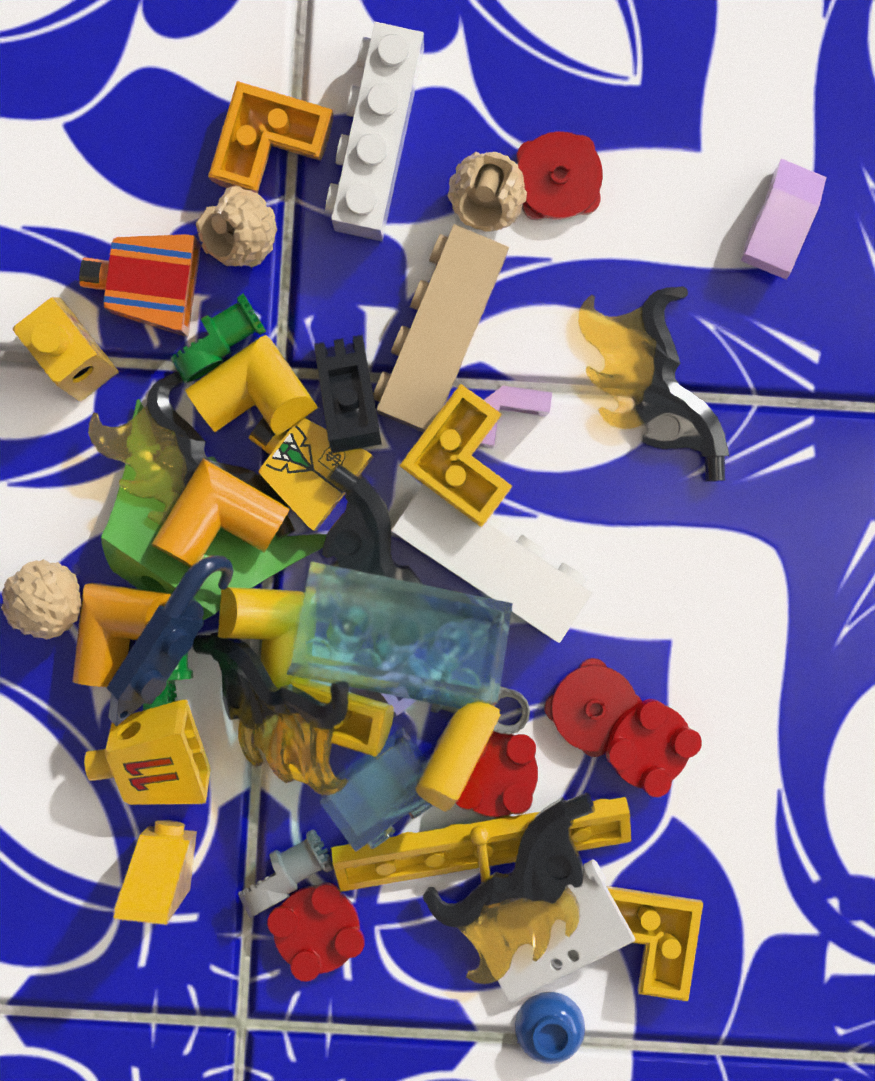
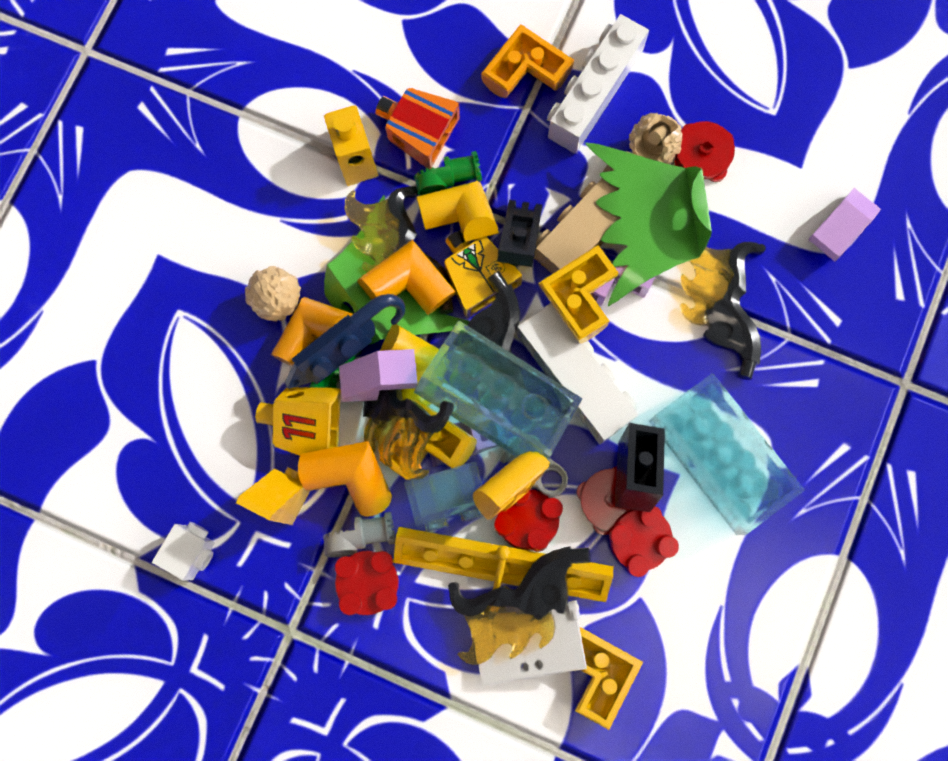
camera: 25 degrees right, 10 degrees down
(65, 979) = (185, 551): none -> white brick
(229, 667) = (375, 372): none -> lavender slope
(236, 798) = (348, 465): none -> light orange brick
(238, 228) = (489, 112): tan piece -> none
(529, 302) = (660, 214): none -> bright green piece
(550, 1027) = (503, 716): blue piece -> none
(617, 661) = (640, 467): none -> brick
(723, 600) = (726, 456): none -> clear light blue brick

